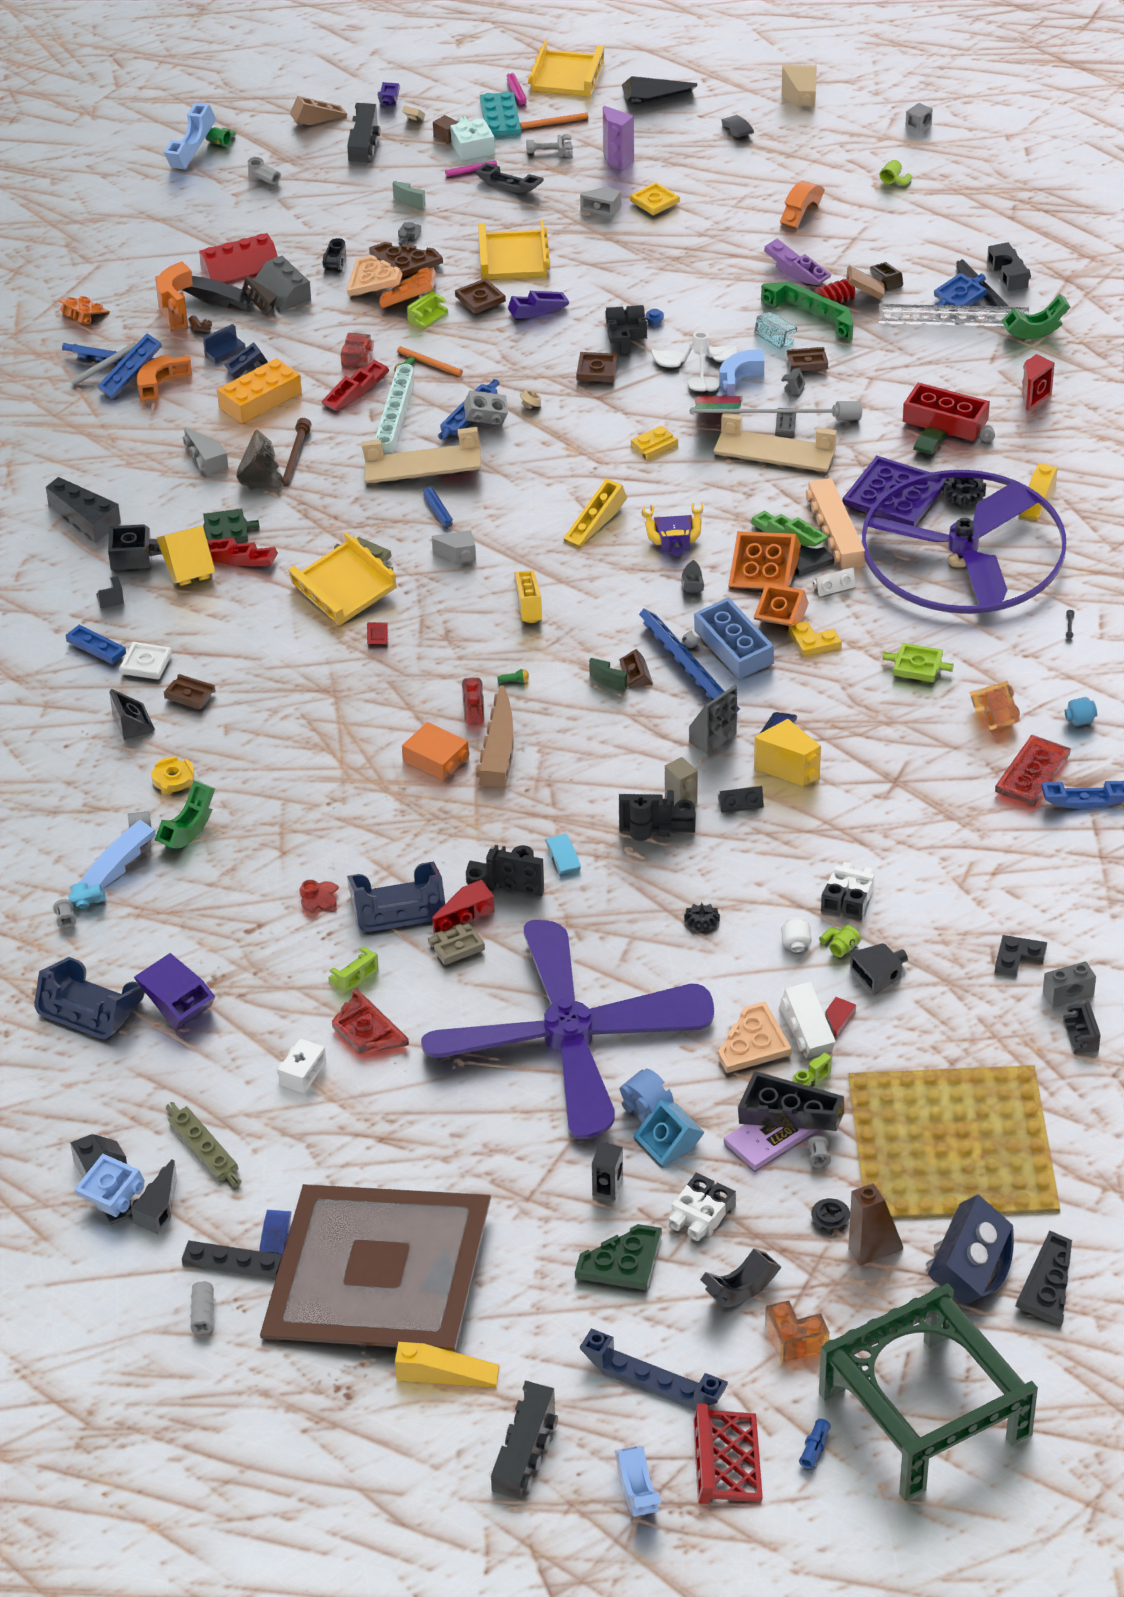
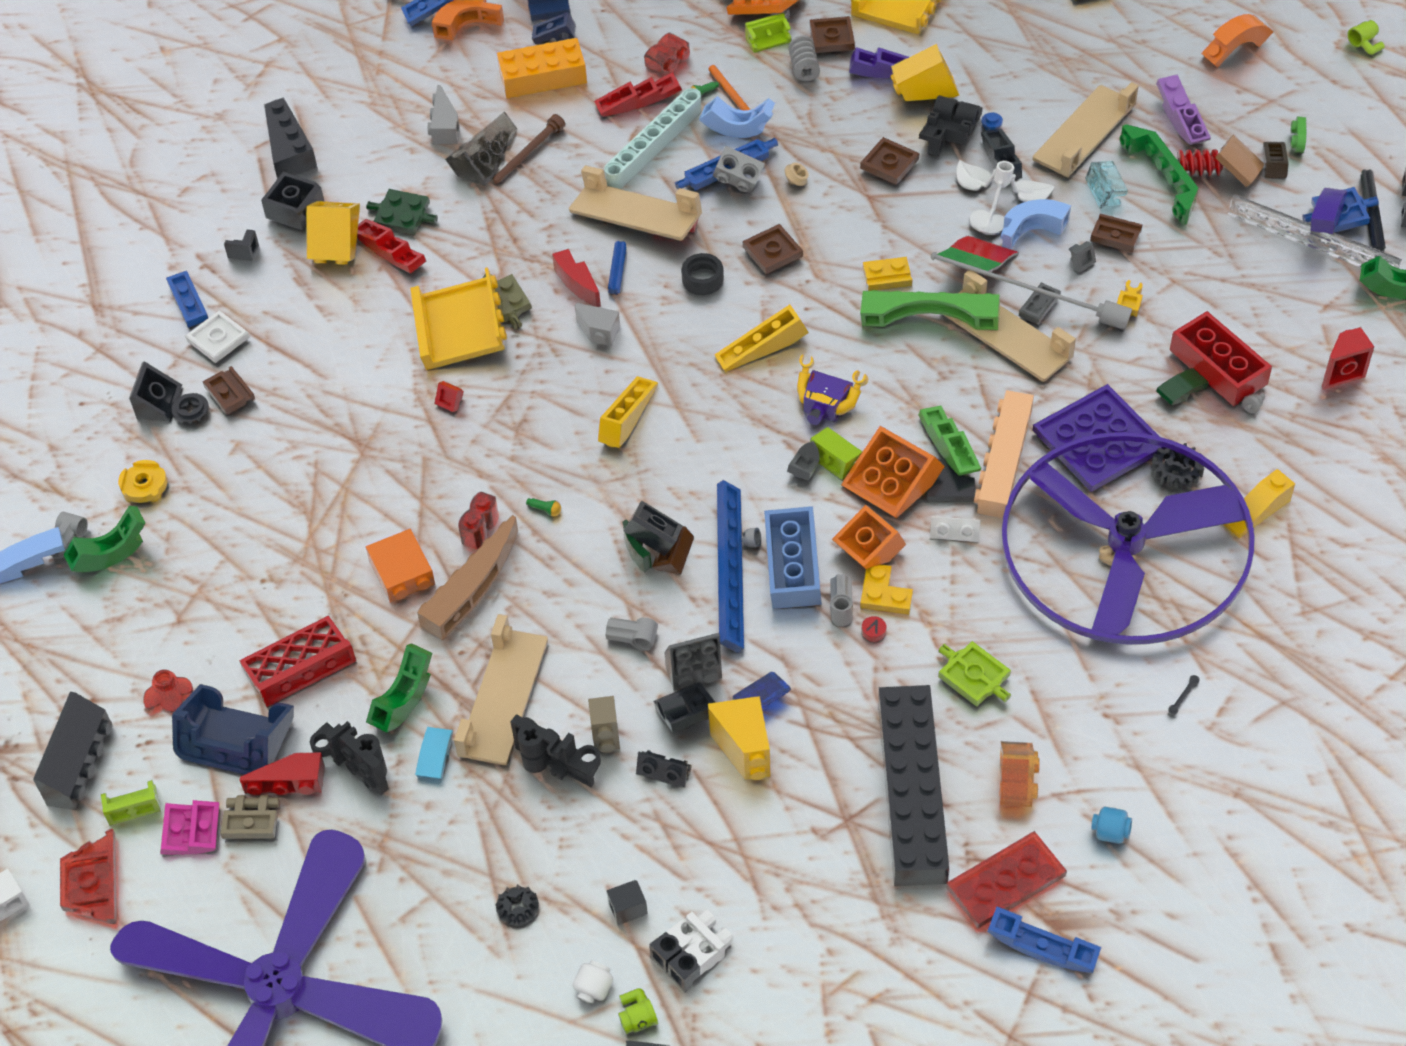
camera: 30 degrees right, 10 degrees up
(167, 709) = (183, 403): none -> black gear
(284, 955) = (72, 752): none -> black slope
(412, 522) = (576, 277): none -> red slope
(413, 968) = (189, 828): none -> dark pink slope
(417, 843) = (305, 671): none -> red fence
(454, 379) = (735, 122): none -> light blue arch
(473, 318) = (804, 58): none -> light grey piece
(509, 817) = (402, 697): none -> green arch
(511, 497) = (702, 286): none -> black tyre
(553, 453) = (772, 248): none -> reddish brown plate
(582, 298) = (924, 76): none -> yellow slope
(583, 799) = (501, 695): none -> tan bracket
(619, 655) = (653, 528): none -> black slope
(656, 725) = (638, 633): none -> light grey piece
(676, 333) = (1001, 148): none -> black slope
(713, 566) = (835, 452): none -> lime hinge
(729, 755) = (684, 707): none -> black plate
(731, 298) = (1086, 128): none -> tan bracket
(744, 439) = (885, 307): none -> bright green arch
(781, 882) = (627, 902): none -> black panel
(789, 653) = (841, 600): none -> light grey piece
(824, 663) = (873, 628): none -> red tile
(850, 394) = (1131, 298): none -> yellow plate
(894, 252) = (1298, 140): none -> bright green plate
(928, 740) = (913, 786): none -> black brick
(955, 292) = (1328, 210): none -> dark purple slope

